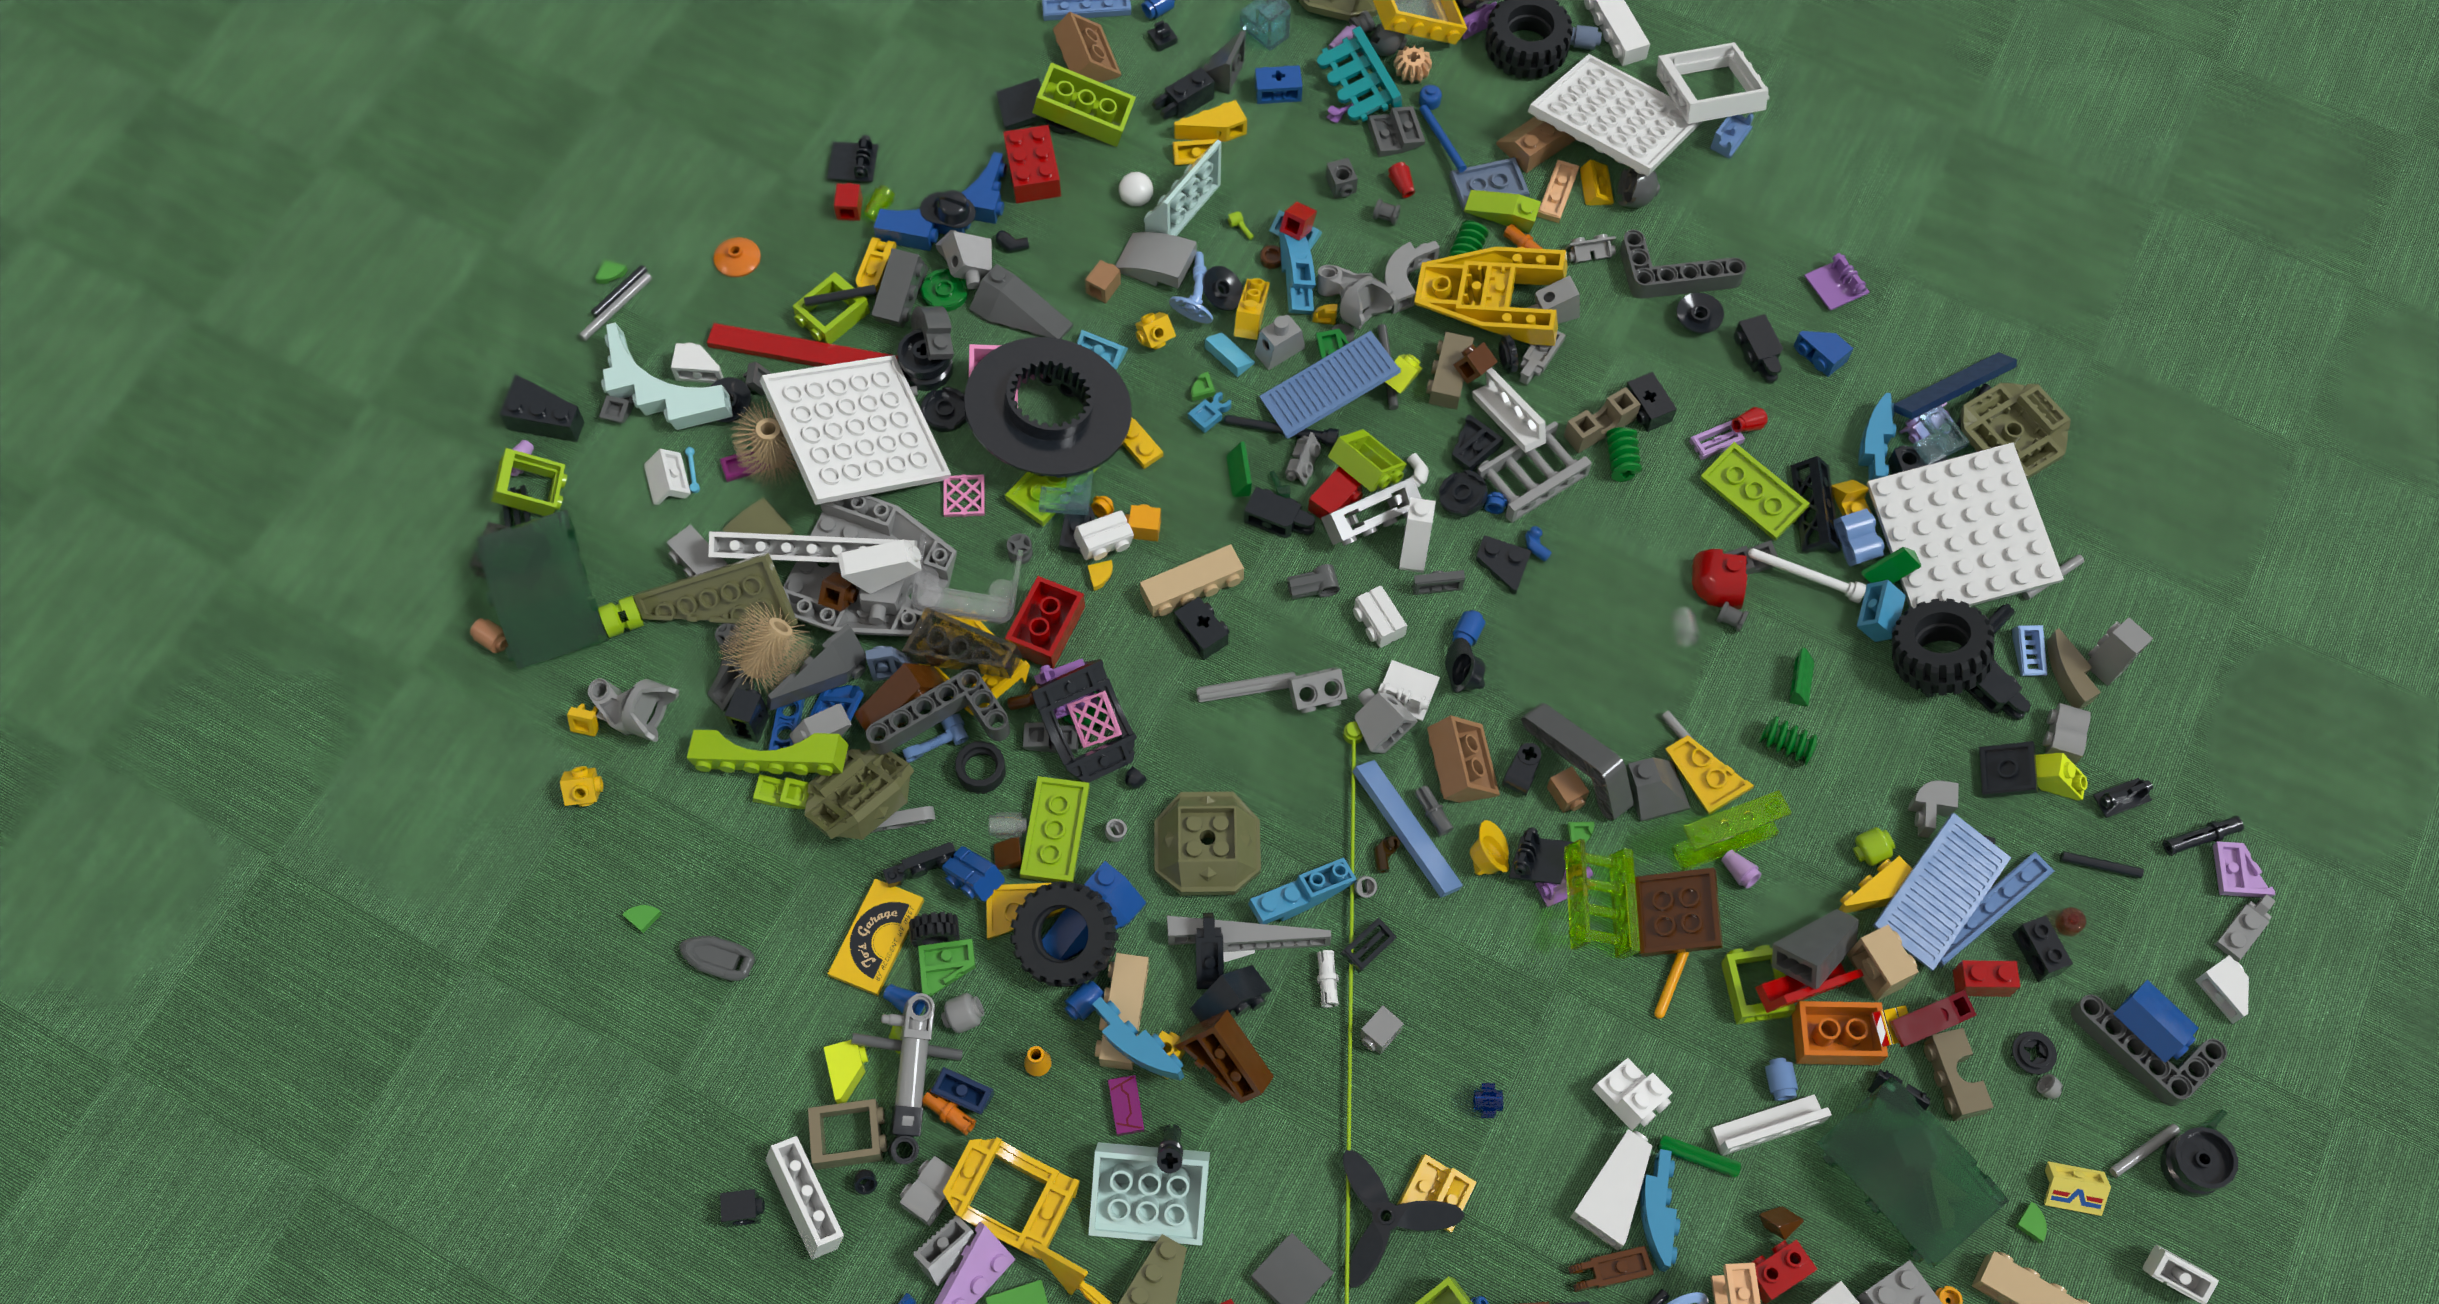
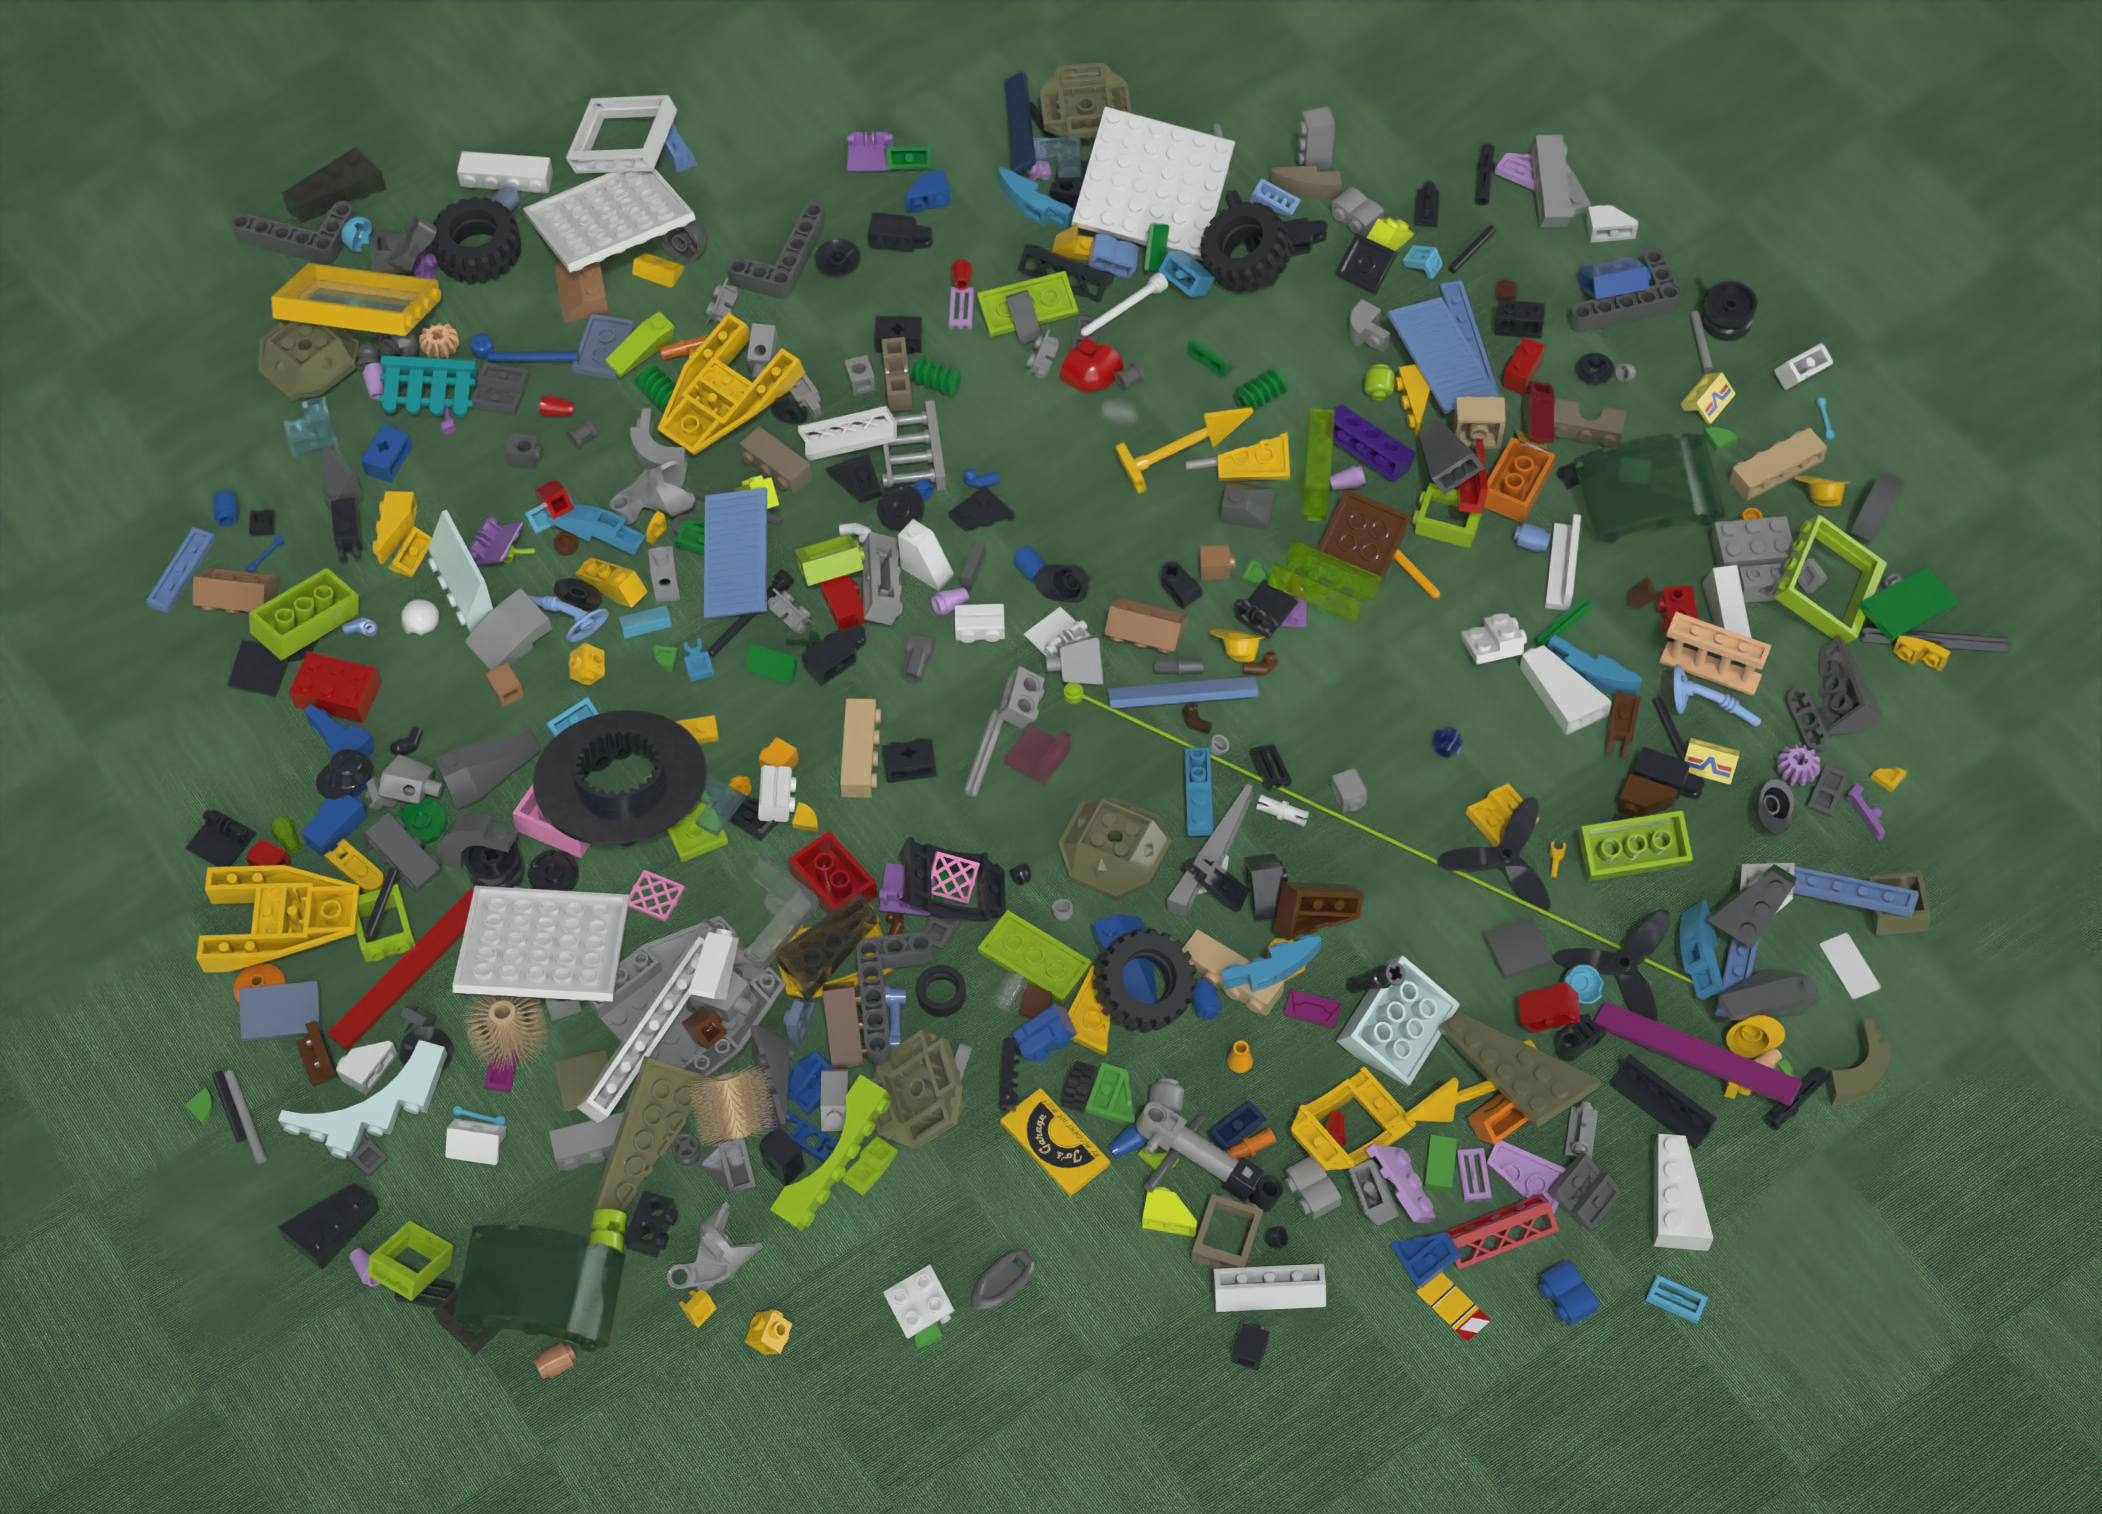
camera: 60 degrees left, 5 degrees down
(645, 640) = (644, 1223): none -> black brick
(663, 895) = (919, 1302): none -> white hinge
(690, 324) = (315, 1056): none -> reddish brown bracket
(717, 280) = (279, 1010): none -> sand blue tile
(800, 242) = (289, 914): none -> yellow wedge
(1001, 1184) = (1336, 1127): none -> red cone
(1020, 542) = (742, 864): dark grey wheel -> none
(1105, 153) = (360, 625): none -> medium blue arm
(1153, 57) = (278, 541): none -> blue hinge
(1225, 207) = (493, 541): none -> medium lavender hinge
(1268, 732) = (1039, 754): none -> clear pink bracket
(1390, 580) = (945, 601): none -> lavender cone
(1418, 1269) = (1556, 855): none -> yellow hand
(1474, 362) = (788, 434): reddish brown brick -> none
(1477, 888) = (1264, 666): none -> reddish brown arm
(1558, 191) = (643, 297): light nougat tile -> none
(1584, 400) = (860, 375): none -> light grey brick
(1586, 754) = (1192, 530): dark grey beam -> none
(1716, 717) = (1217, 427): none -> yellow piece
(1717, 530) = (1044, 347): none -> light grey hinge
(1734, 493) = (1023, 316): none -> dark grey slope
(1793, 867) = (1371, 444): none -> dark purple brick
(1851, 316) = (908, 157): none -> green slope
(2053, 823) = (1424, 258): none -> medium azure bracket
(2235, 903) = (1551, 181): none -> light grey brick

